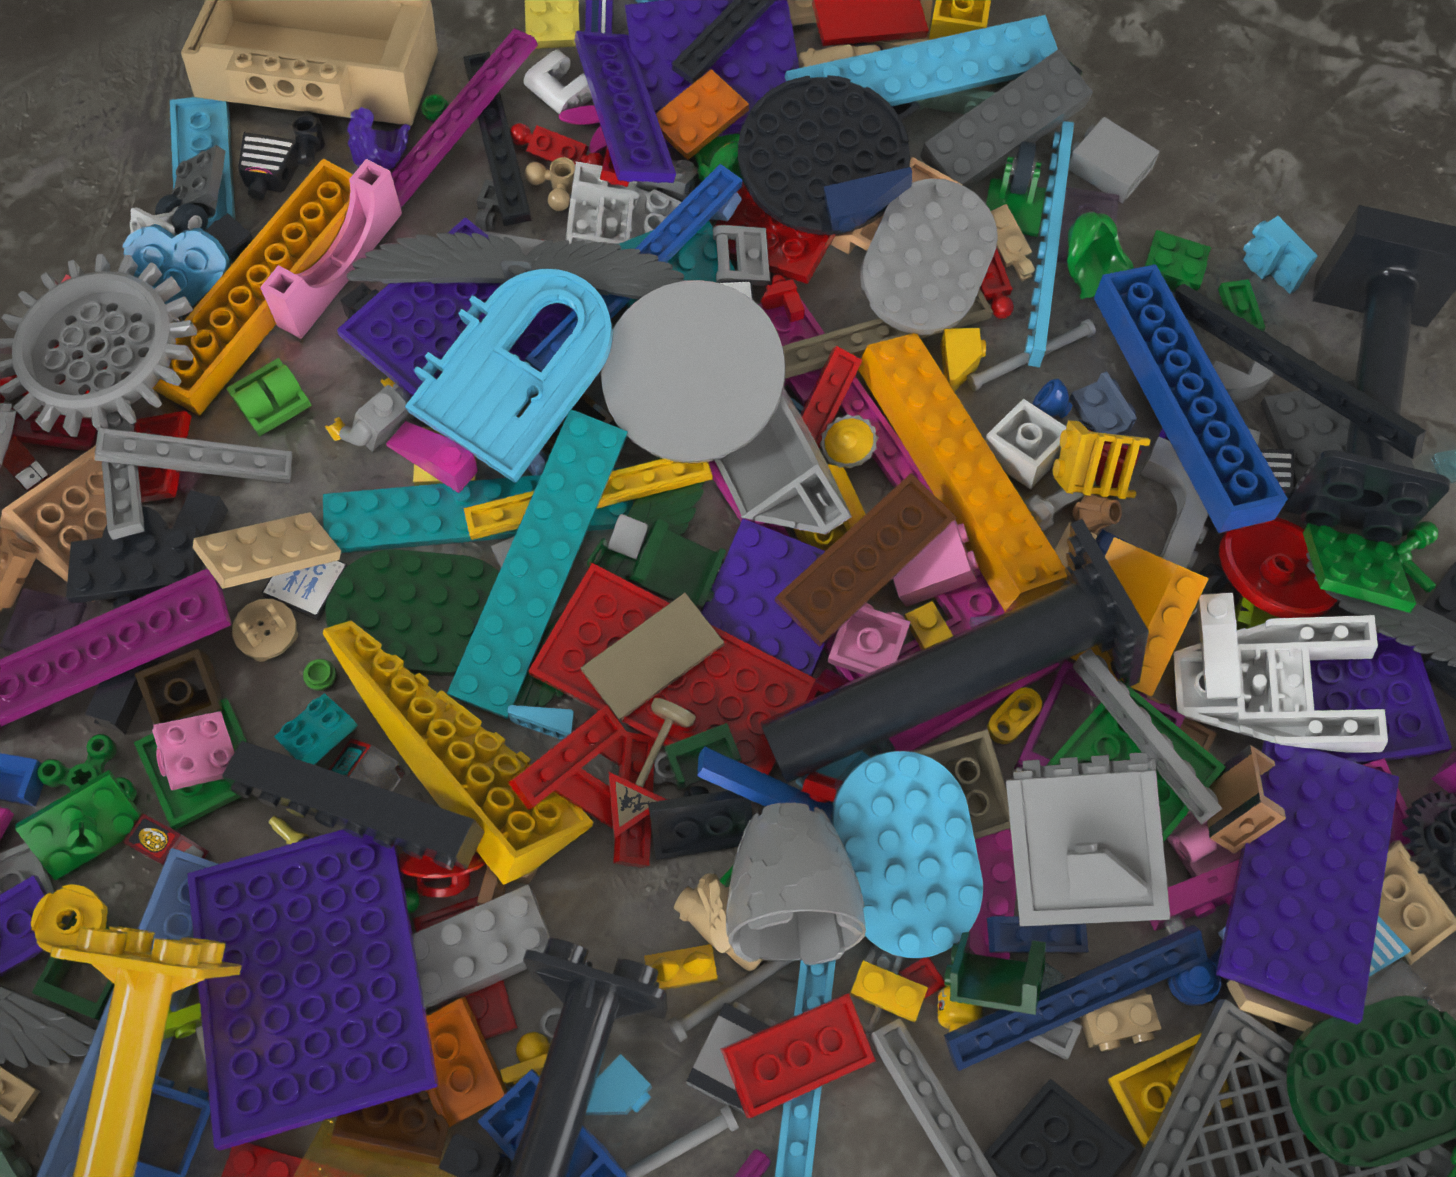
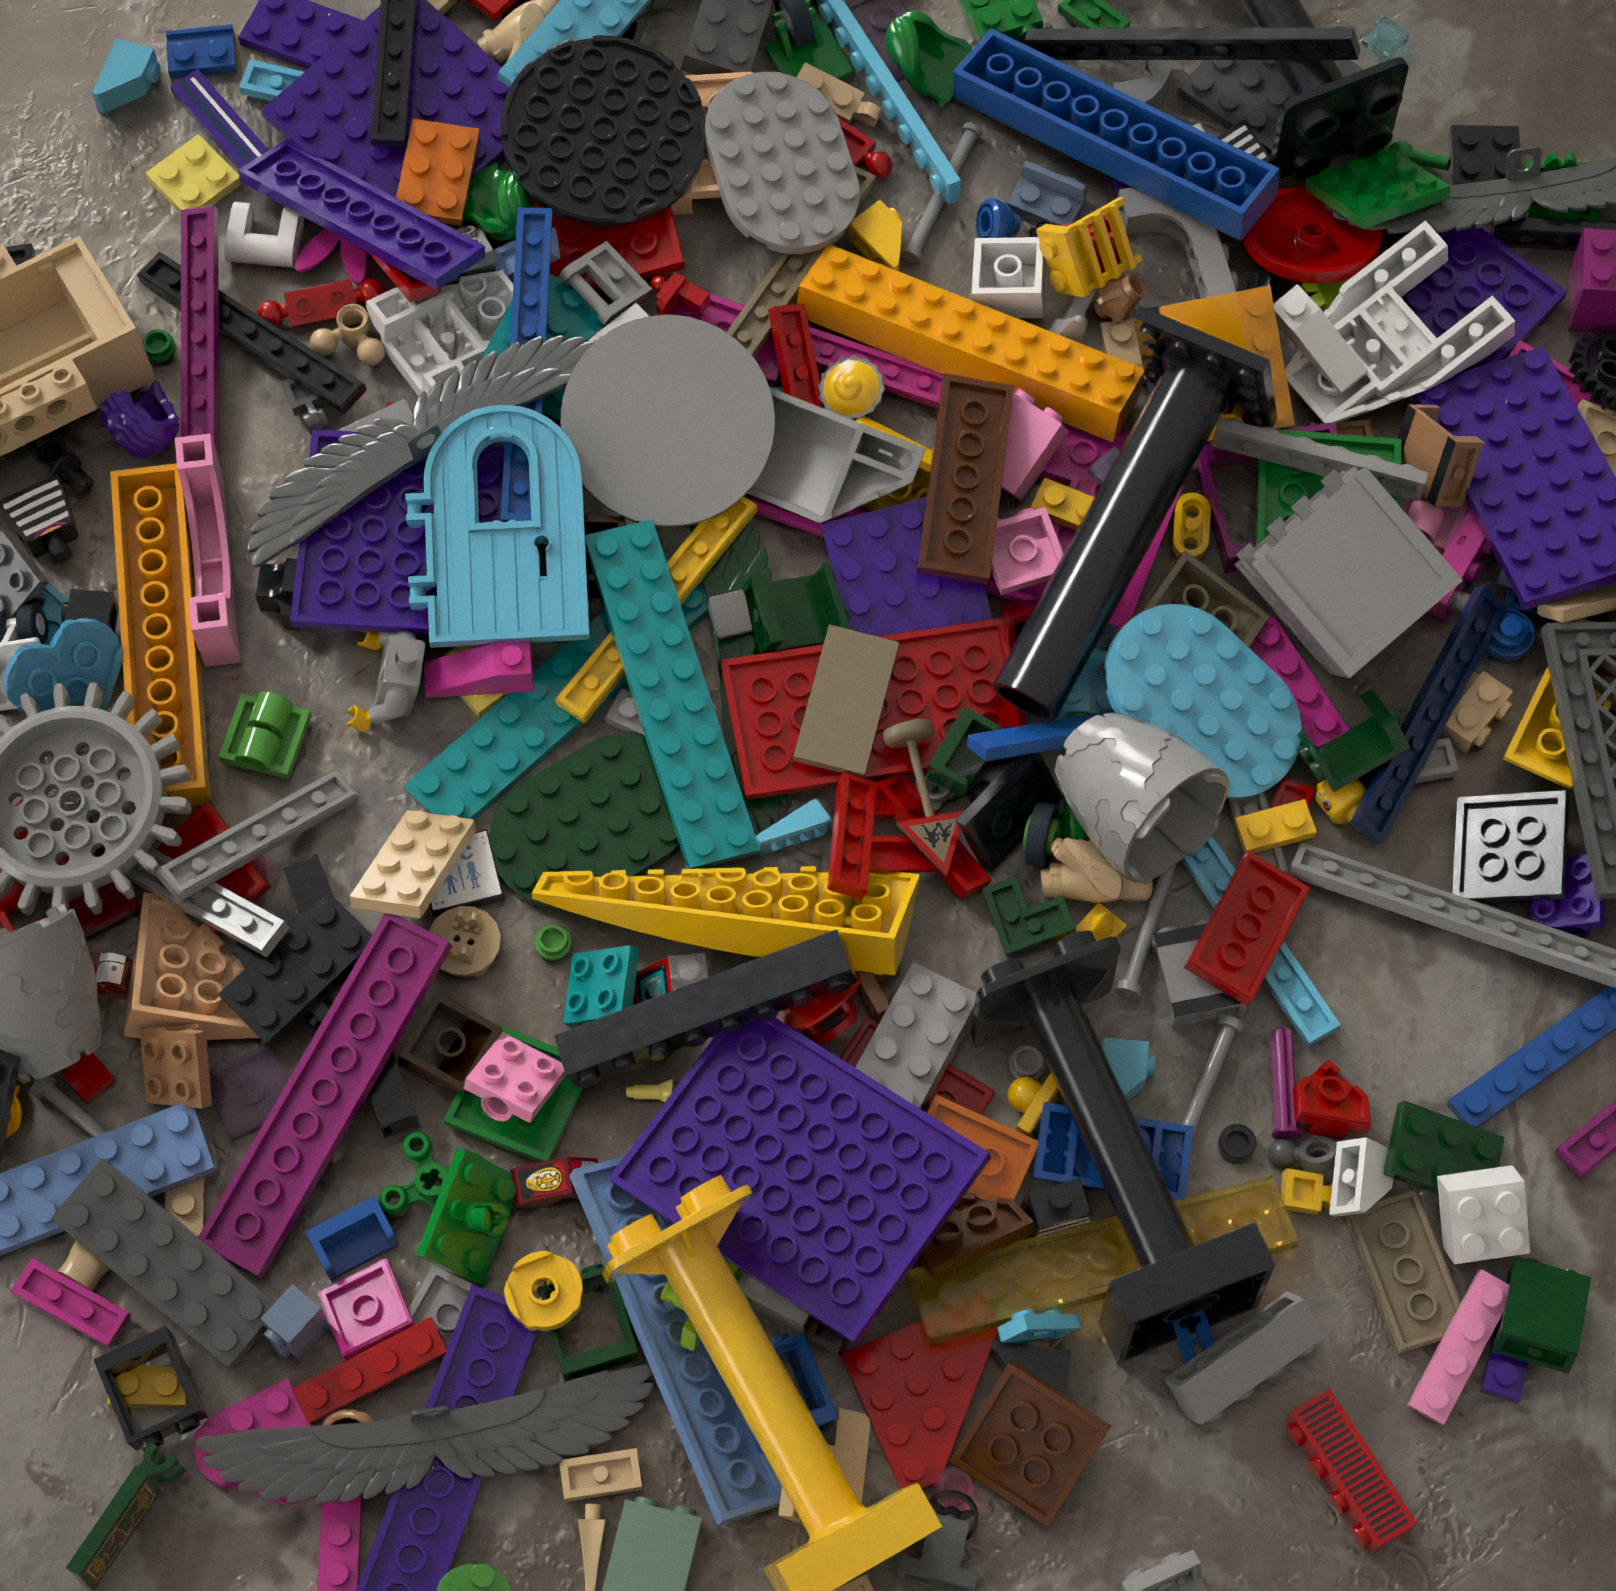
camera: 35 degrees left, 0 degrees up
(639, 914) = (1026, 927): none -> dark green plate
(710, 857) = (1040, 833): none -> black wheel
(821, 787) = (1088, 701): red plate -> none
(859, 199) = (679, 156): dark blue slope -> none
(1008, 936) = (1342, 700): dark blue plate -> none
(1101, 875) = (1383, 584): light grey slope -> none
(1419, 537) = (1406, 125): green bar -> none

